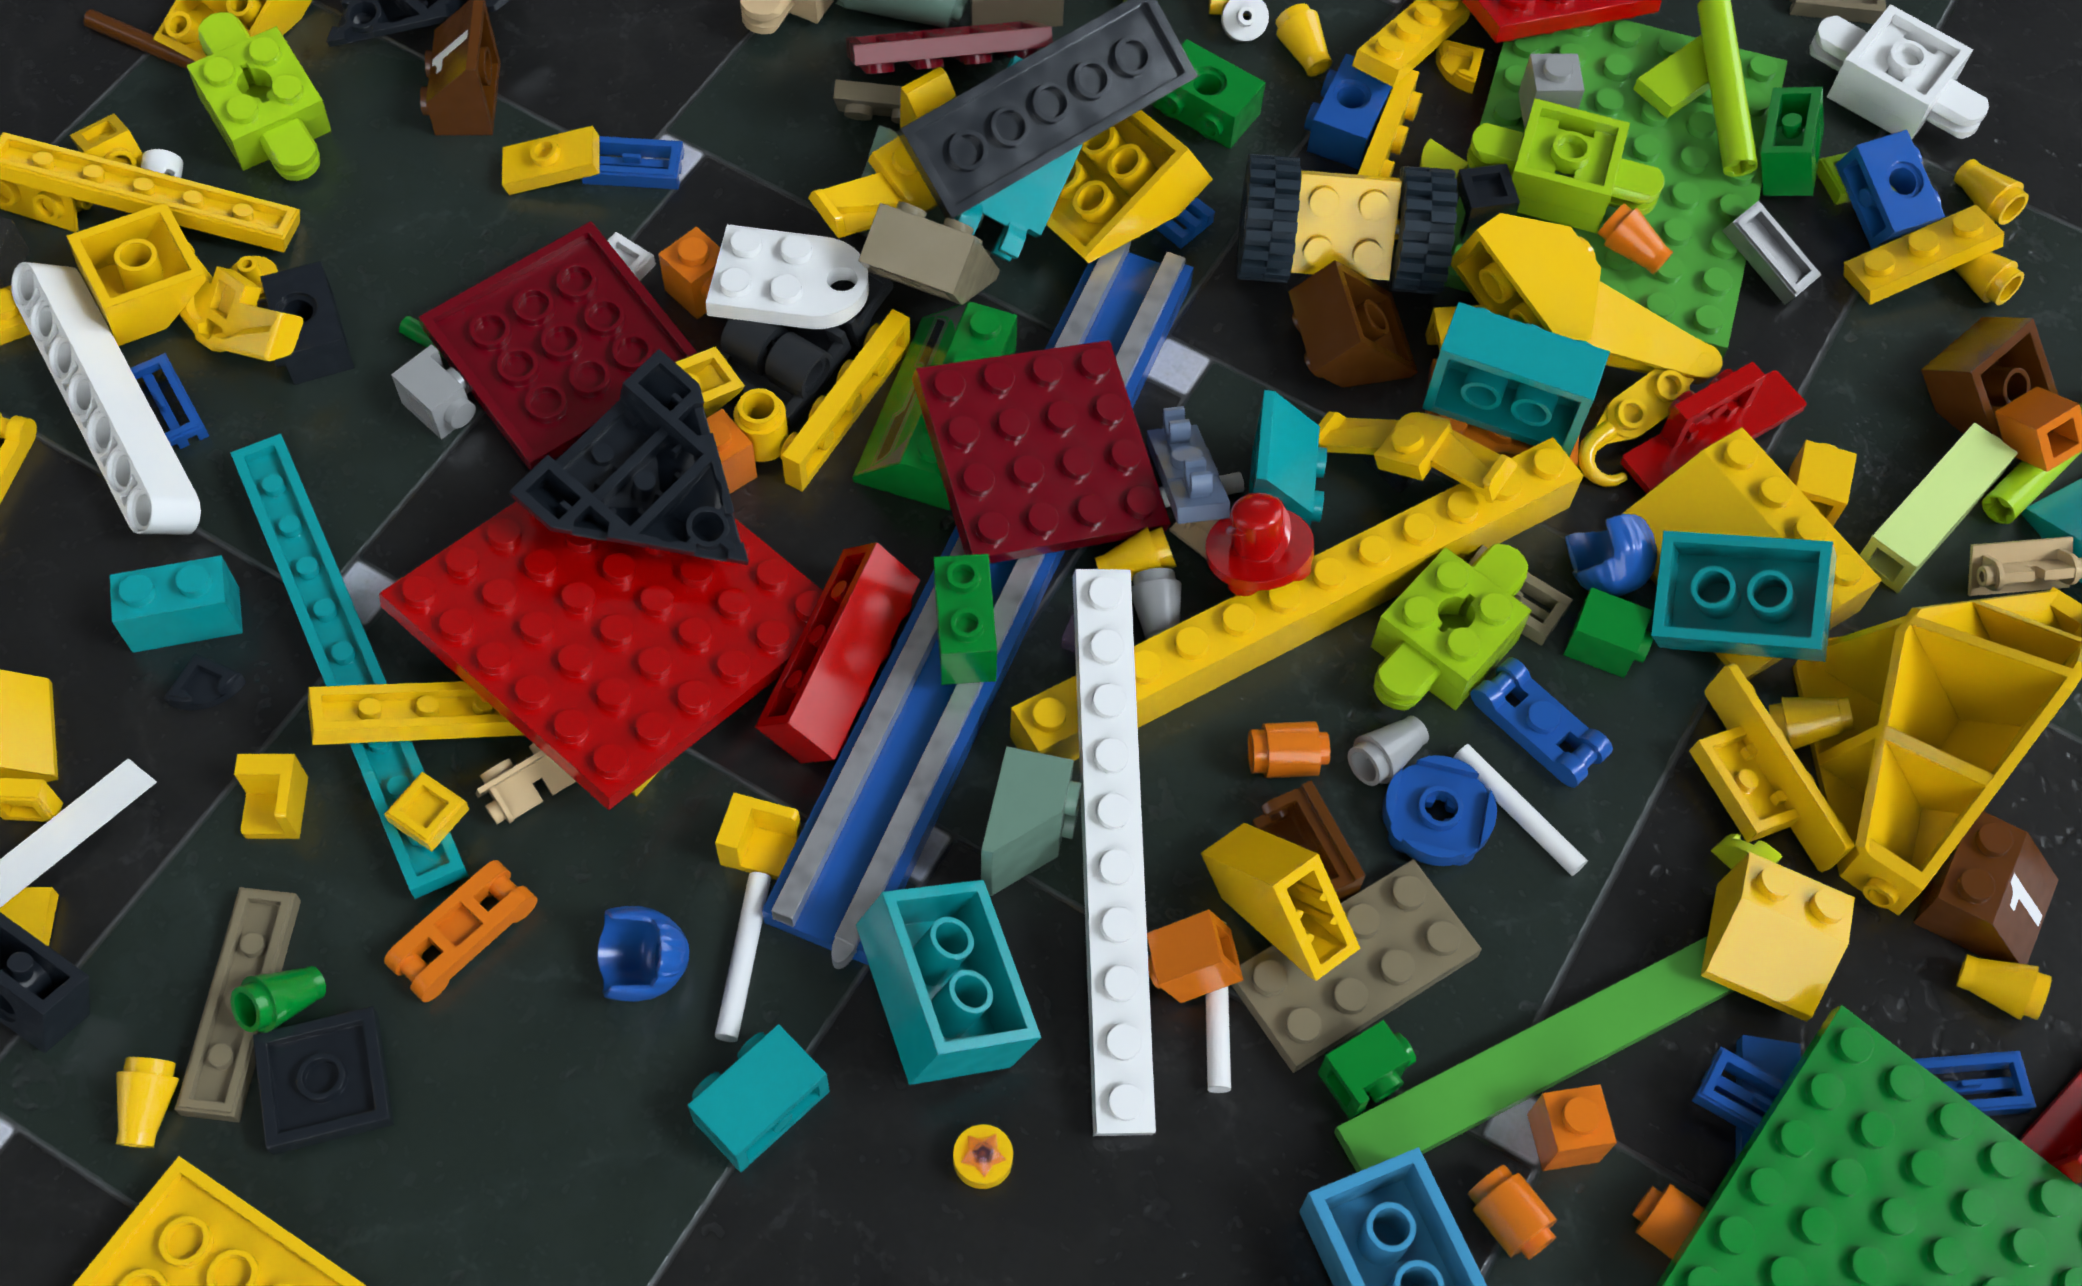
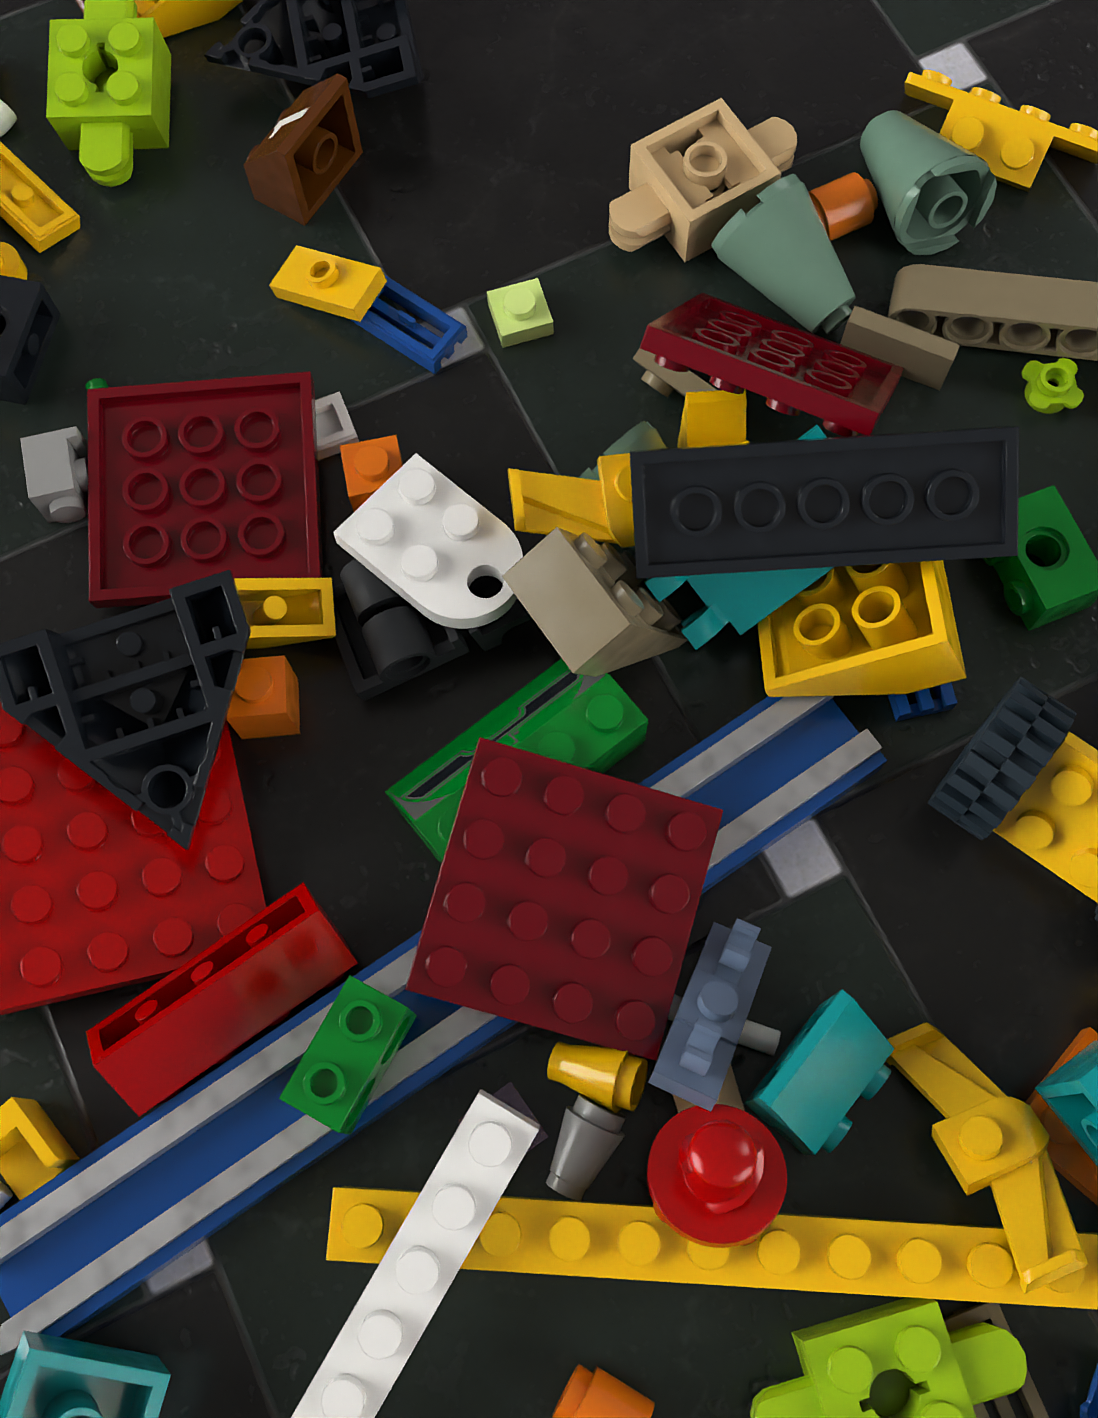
camera: 40 degrees right, 10 degrees up
(716, 114) = (520, 312): none -> yellowish green plate
(763, 421) = (320, 690): yellow brick -> none
(854, 388) = (408, 714): yellow plate -> none
(1028, 816) = (267, 1326): sand green slope -> none
(1350, 328) = (1017, 937): reddish brown slope -> none

